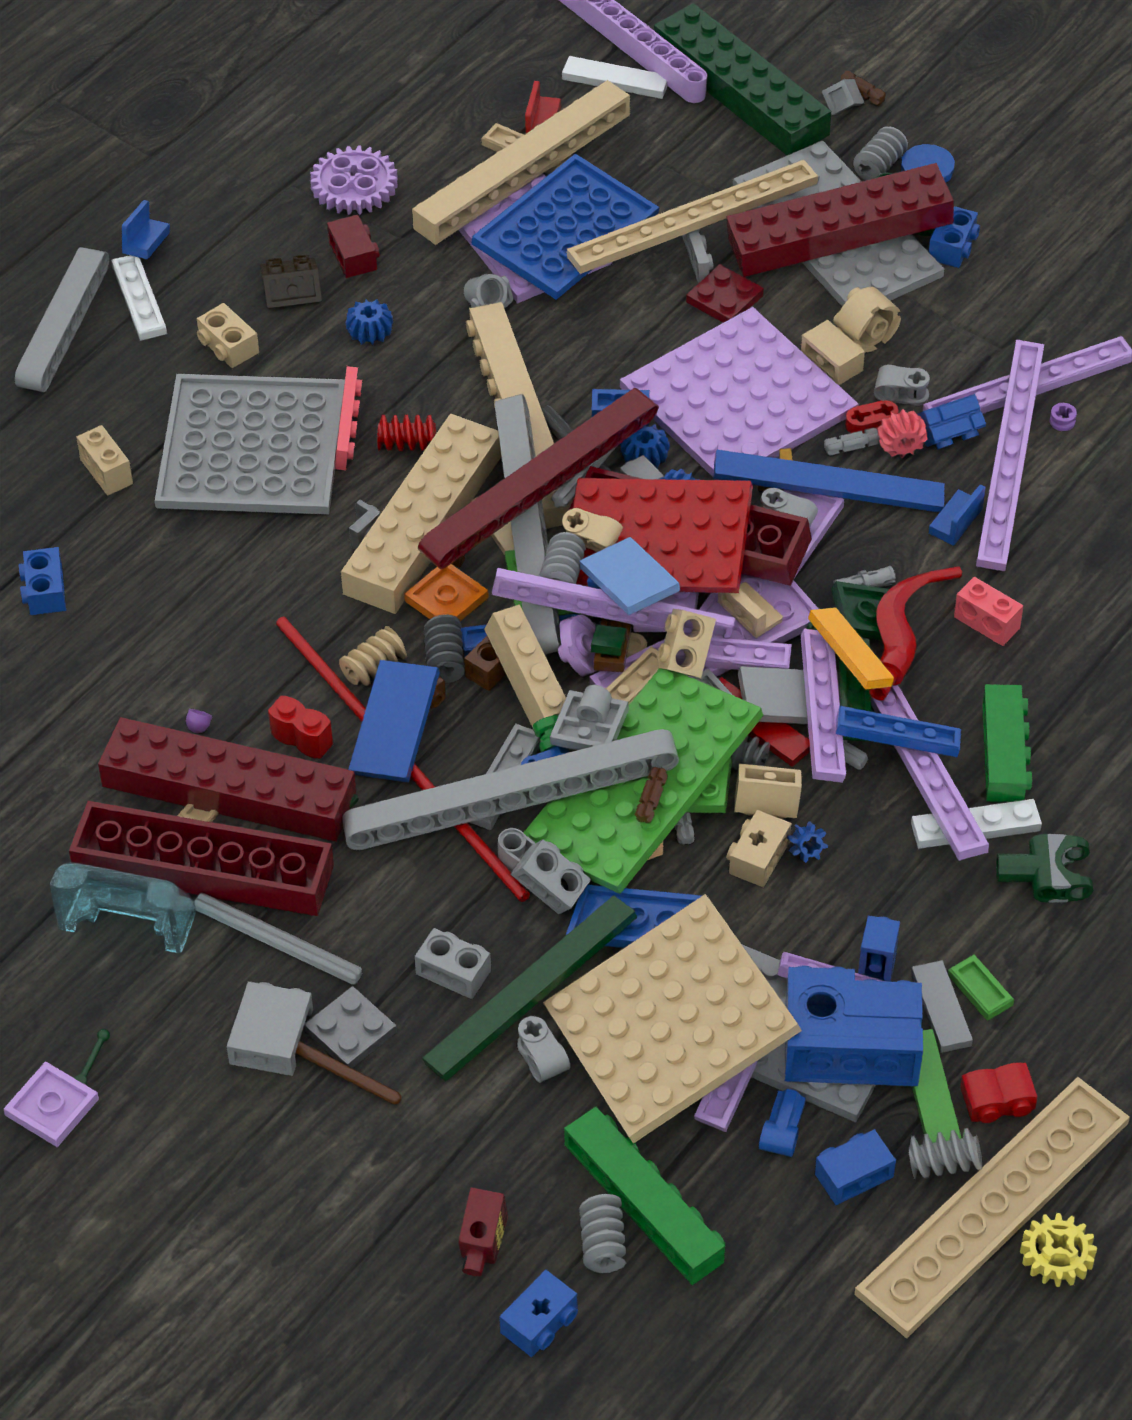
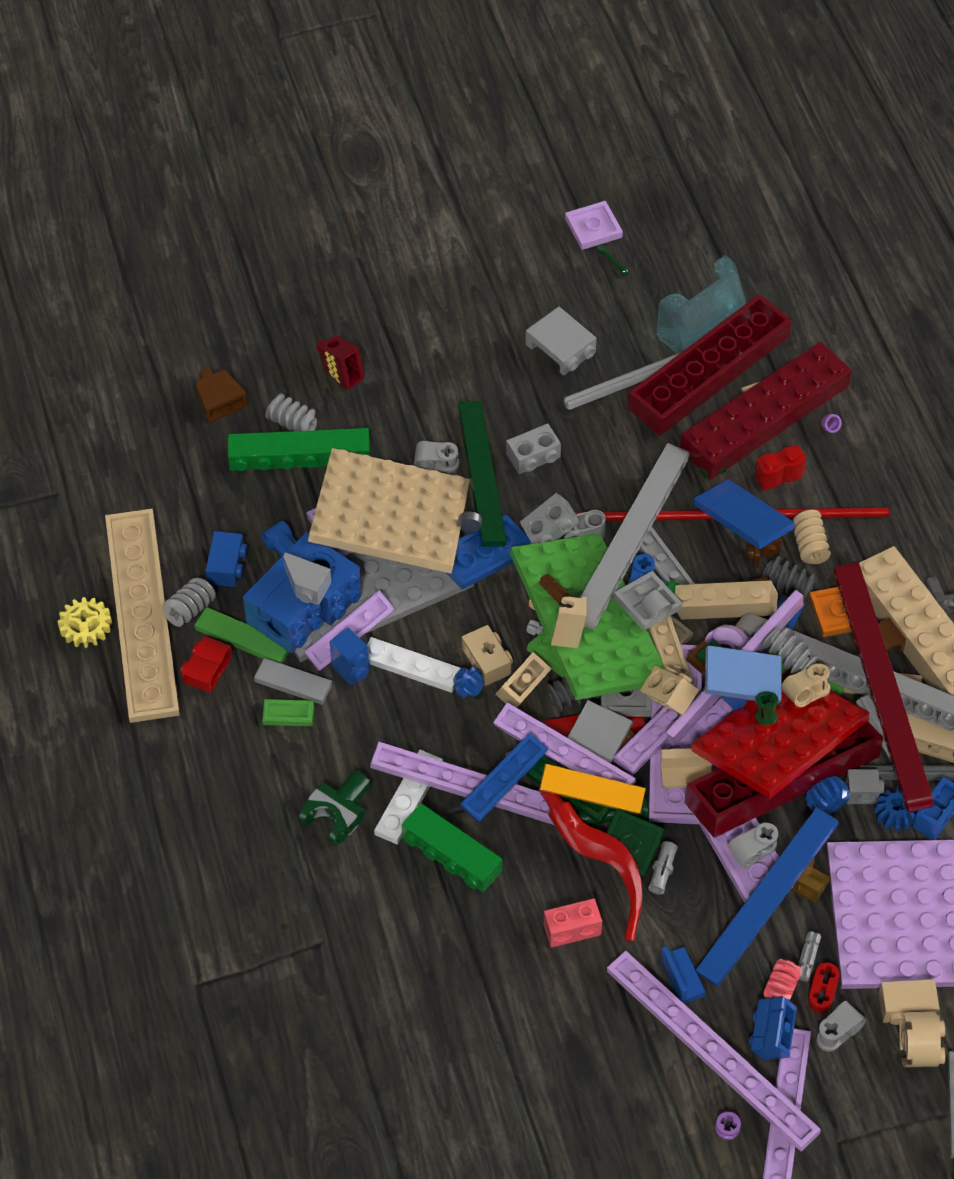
camera: 125 degrees right, 5 degrees up
(348, 1073) = (502, 364): reddish brown piece -> none
(350, 1028) = (533, 383): flat silver plate -> none
(539, 1313) = (271, 362): blue brick -> none
(622, 933) = (469, 521): none -> flat silver tile
(635, 1337) = (219, 394): none -> reddish brown torso
(651, 539) = (766, 708): none -> dark green bush
(694, 736) = (570, 622): none -> tan hinge
(825, 913) = (411, 664): none -> white plate
(856, 988) = (307, 578): none -> light grey slope

